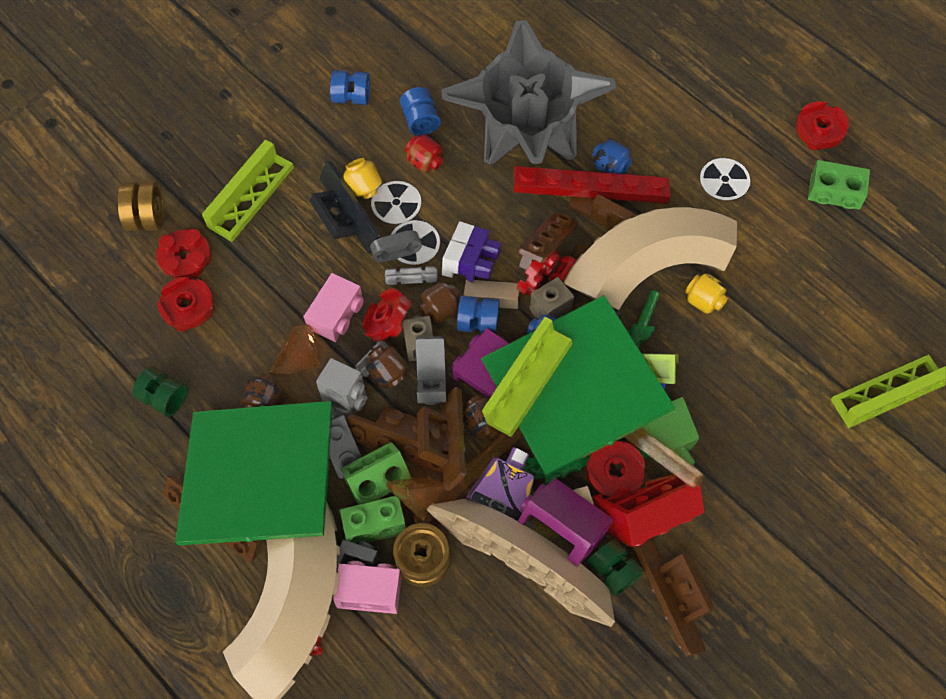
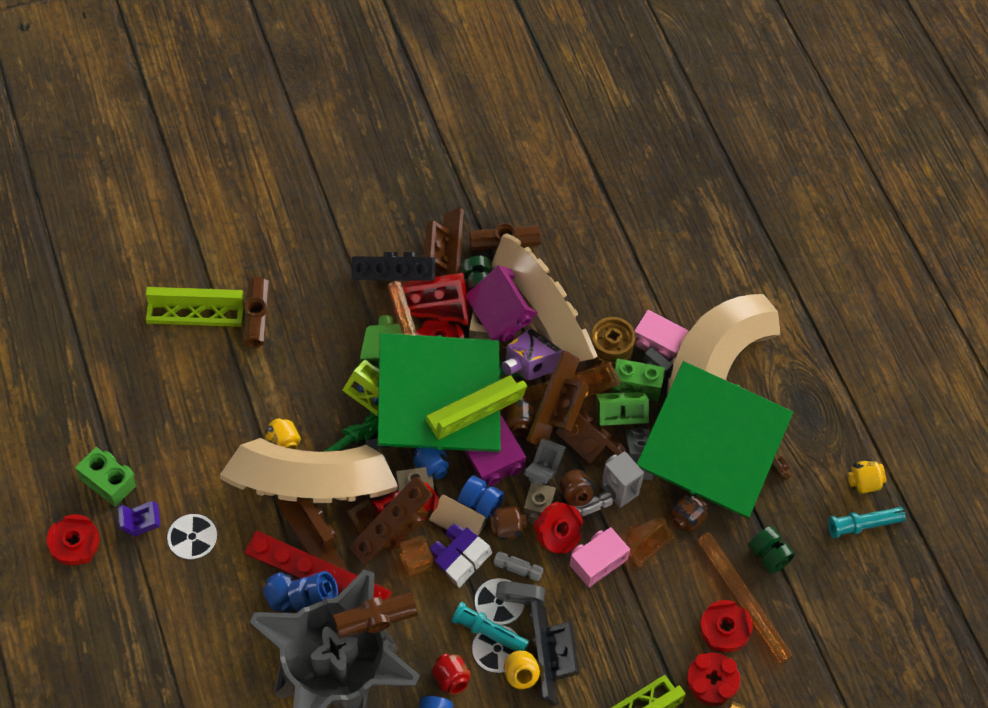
camera: 160 degrees left, 5 degrees down
(75, 522) = (867, 476): none -> yellow head
(77, 465) = (856, 523): none -> teal pin
(177, 342) = (745, 597): none -> clear orange axle
(422, 206) = (480, 624): none -> teal pin
(506, 117) = (375, 615): none -> reddish brown piece
(510, 230) = (416, 556): none -> clear orange brick
(581, 153) = (312, 590): none -> blue wheel
(599, 654) = (490, 238): none -> reddish brown piece
(713, 529) = (393, 267): none -> black bracket
(781, 163) = (139, 519): none -> dark purple bracket
(834, 425) = (256, 322): none -> reddish brown piece

